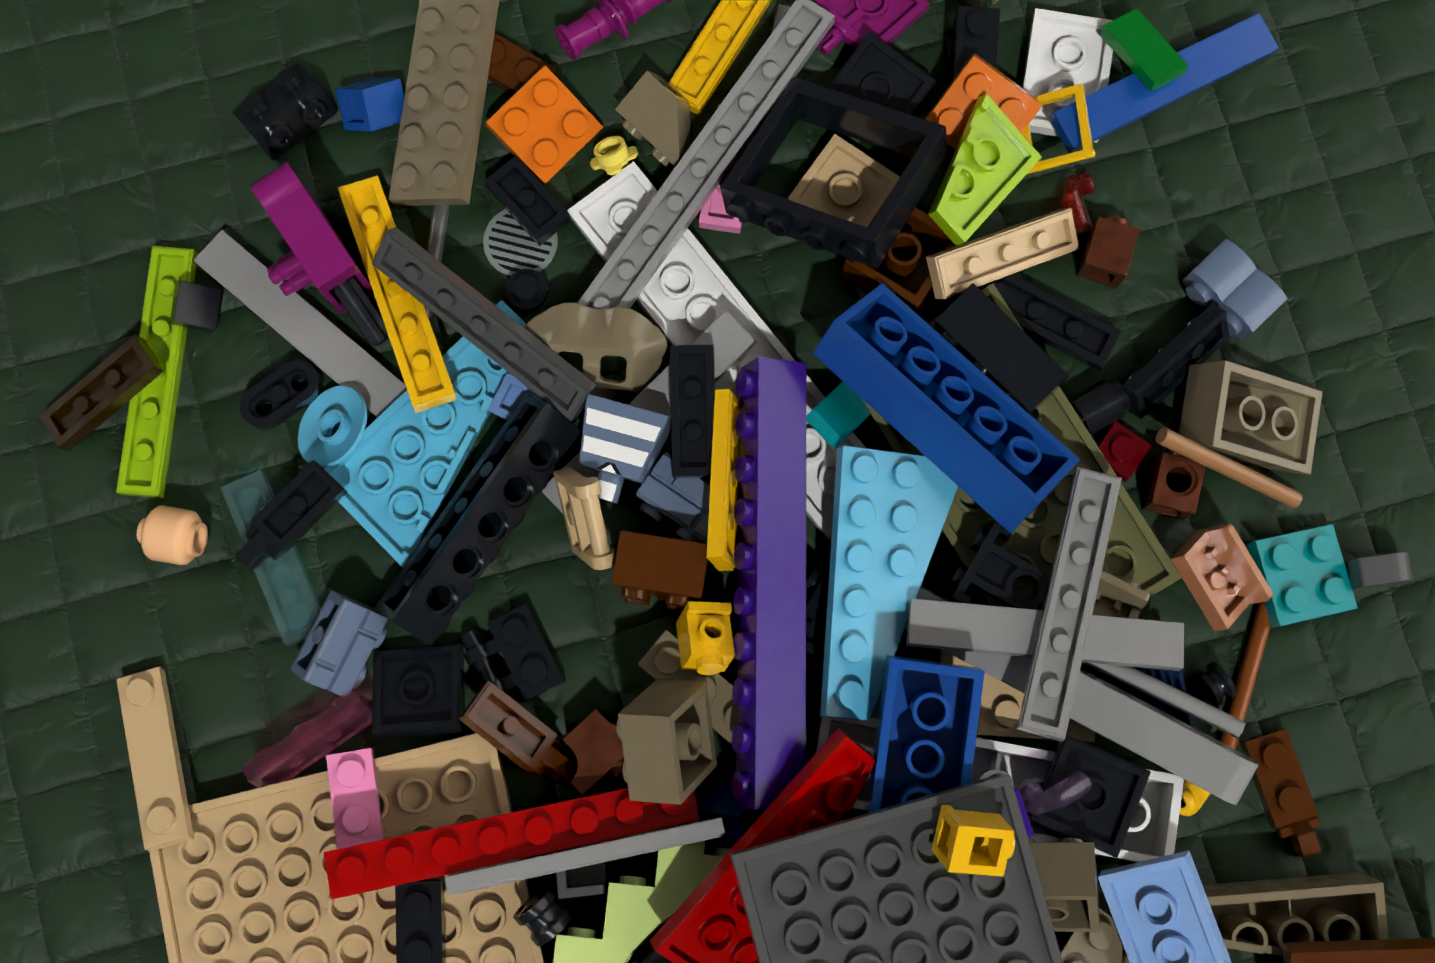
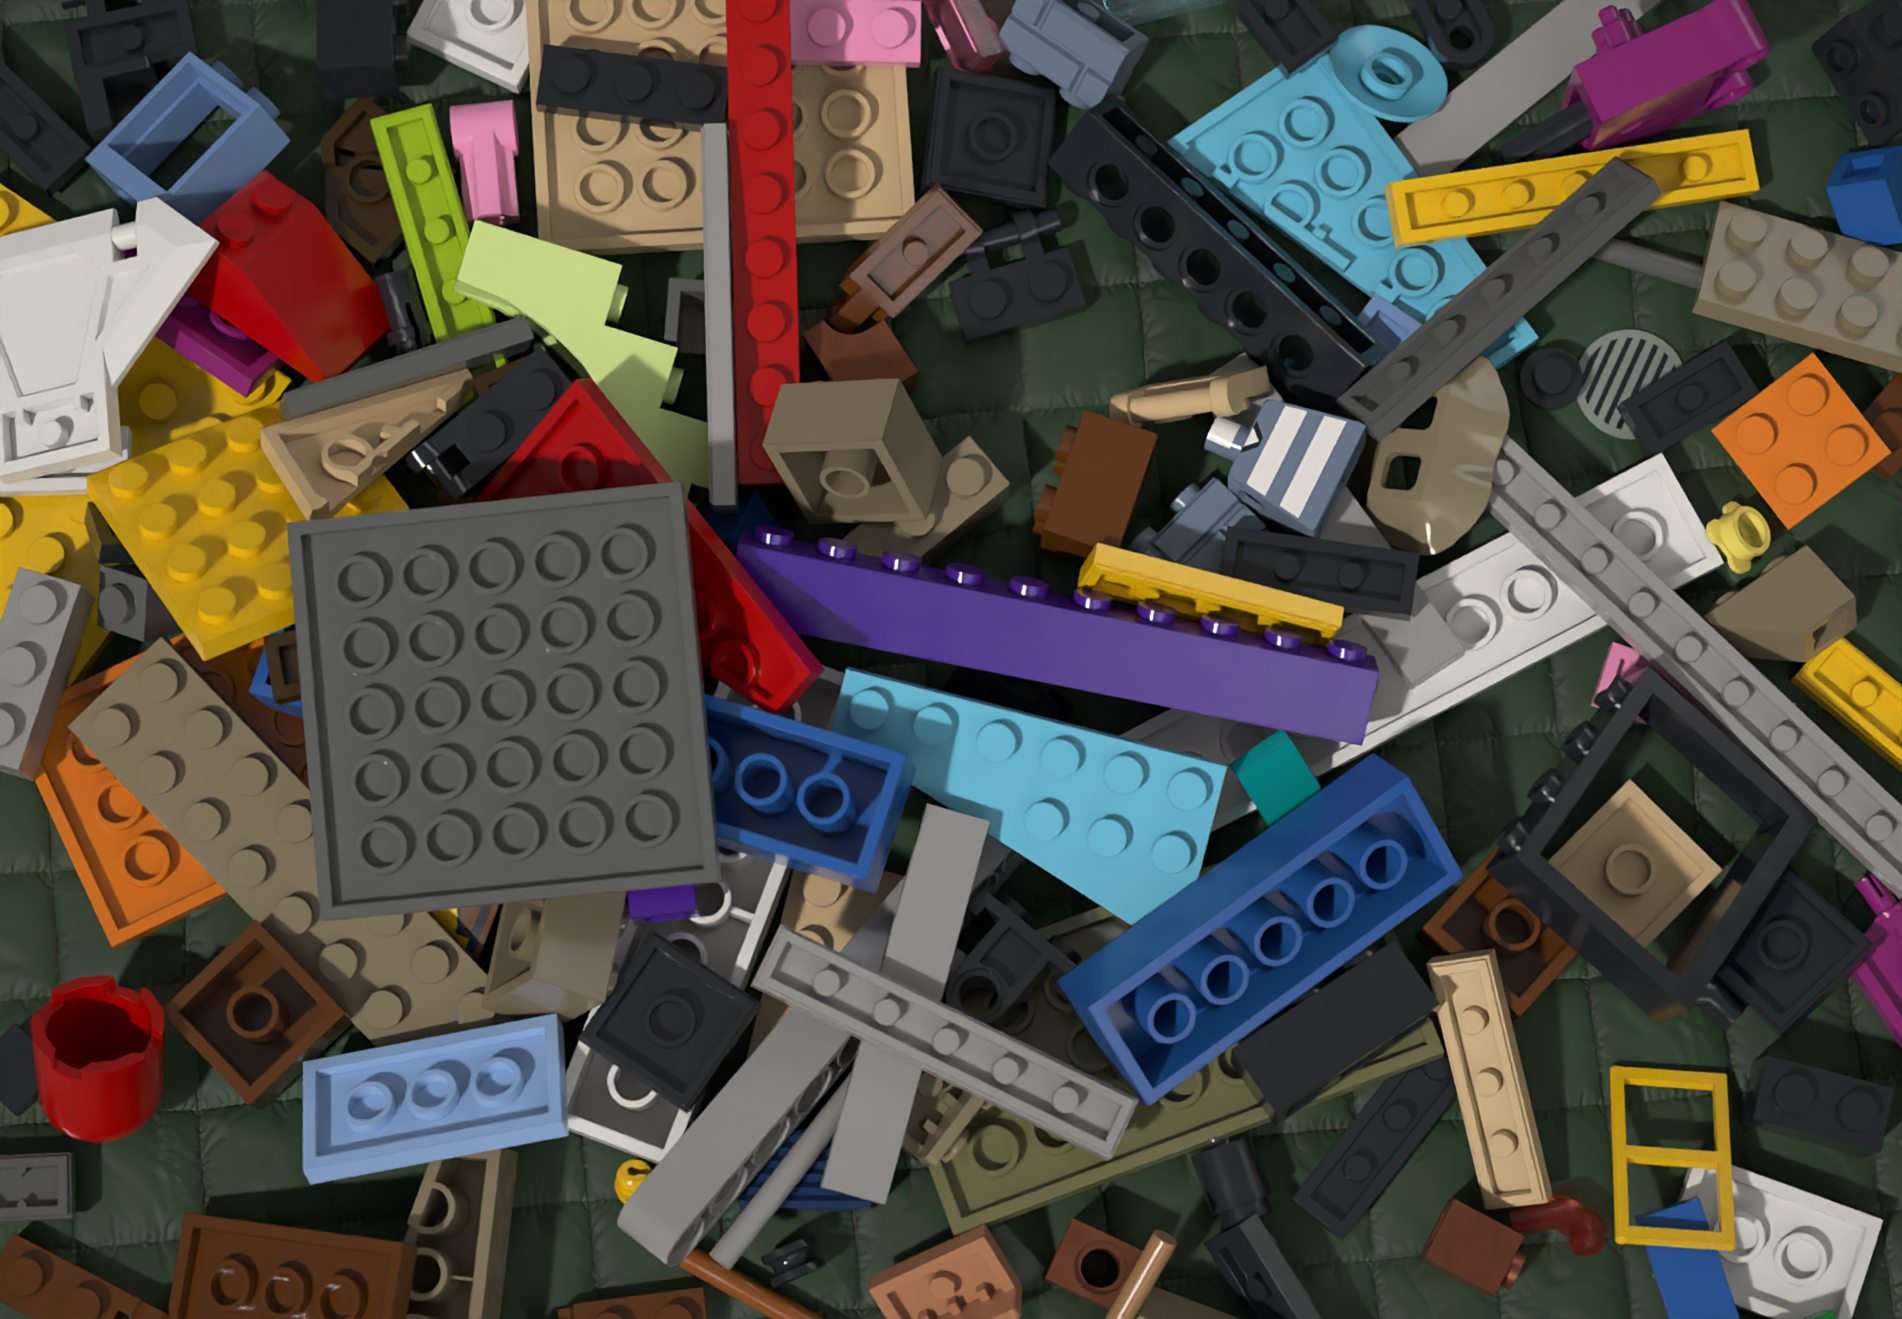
camera: 95 degrees right, 0 degrees up
(542, 916) = (649, 253): black wheel -> none
(705, 637) = (1010, 534): yellow brick -> none
(972, 82) = (1714, 1090): orange plate -> none
(973, 842) = (637, 803): yellow brick -> none
(982, 171) = (1614, 1060): lime wing -> none
(1057, 796) = (676, 964): clear purple arm -> none
(1123, 450) = (1161, 1202): dark red plate -> none

